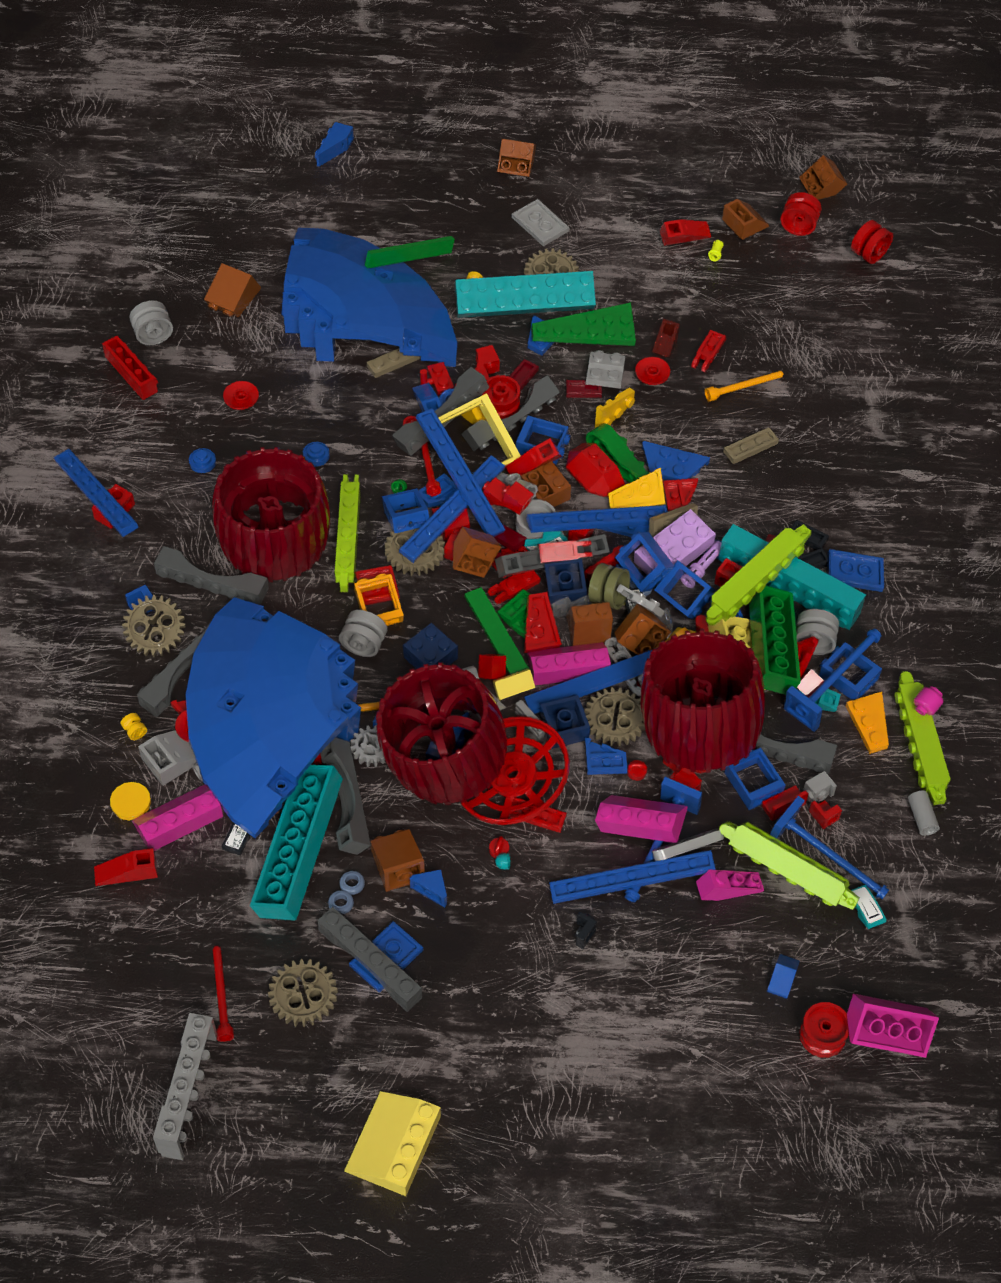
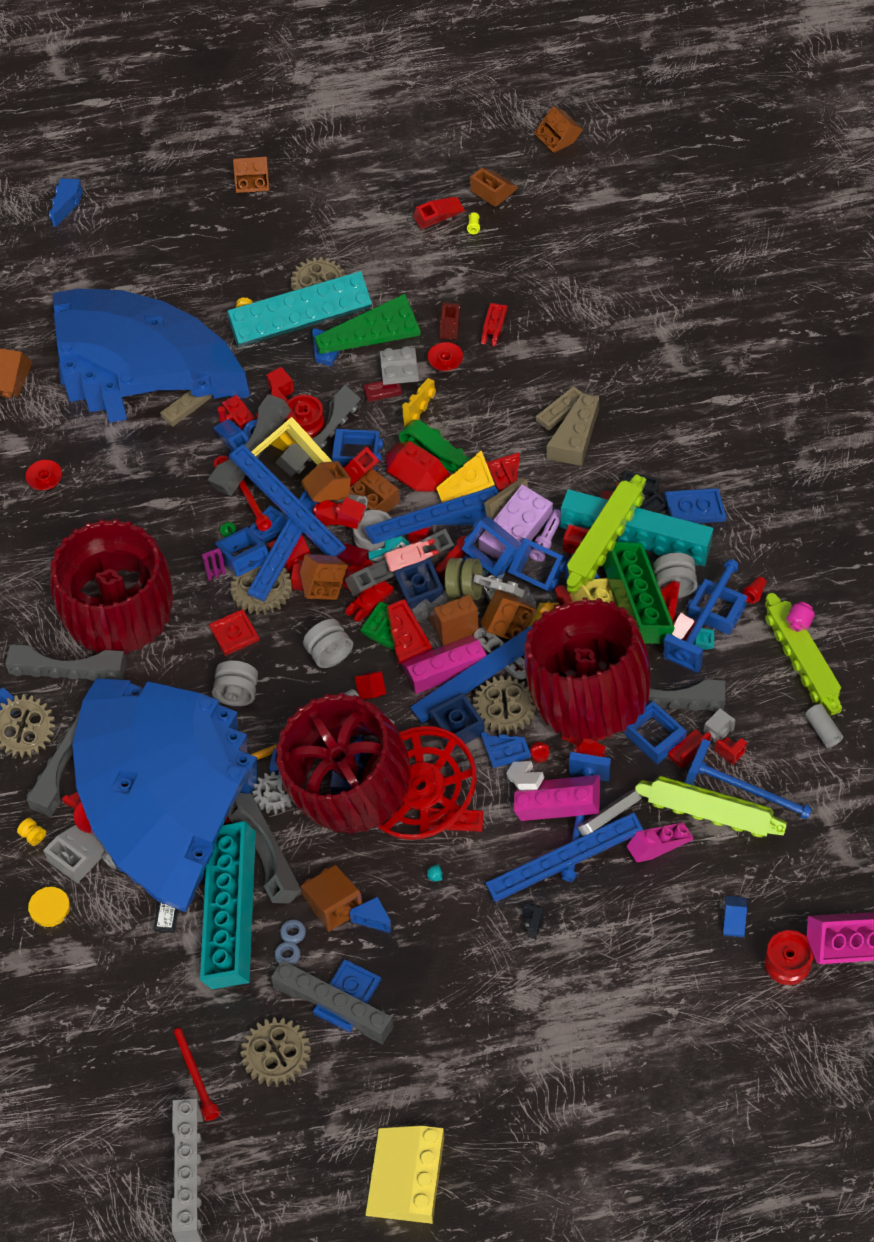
camera: 10 degrees left, 0 degrees up
(127, 868) = (65, 974): red slope -> none
(178, 817) = (102, 911): dark pink slope -> none
(202, 460) = (23, 549): blue plate -> none
(316, 453) = (137, 514): blue plate -> none
(347, 532) = (190, 587): lime hinge -> none
(376, 523) = (215, 572): none -> magenta tile
(378, 582) = (236, 628): light orange window -> none
(409, 252) = (173, 292): green tile -> none
(430, 648) = (305, 682): dark blue brick -> none
(462, 616) = (328, 643): none -> light grey wheel
(495, 630) = (372, 657): green tile -> none
(498, 846) = (426, 860): red tile -> none
(503, 463) = (327, 482): none -> dark orange slope
(513, 684) = (396, 697): light yellow tile -> none
(524, 373) = (319, 387): dark red tile -> none
(524, 711) = (414, 721): light grey tile -> none
(540, 222) = (293, 233): light grey tile -> none
(613, 789) = (522, 777): none -> white tile
(674, 463) = (492, 441): blue wing -> none
(713, 393) = (510, 364): light orange piece -> none
(758, 471) = (574, 433): none -> dark tan wedge
(801, 214) = (546, 169): red wheel -> none
(868, 908) = (797, 830): slope -> none
(870, 721) = (749, 649): light orange wing -> none
(871, 241) = (622, 181): red wheel -> none
(892, 665) = (754, 590): none -> red cone

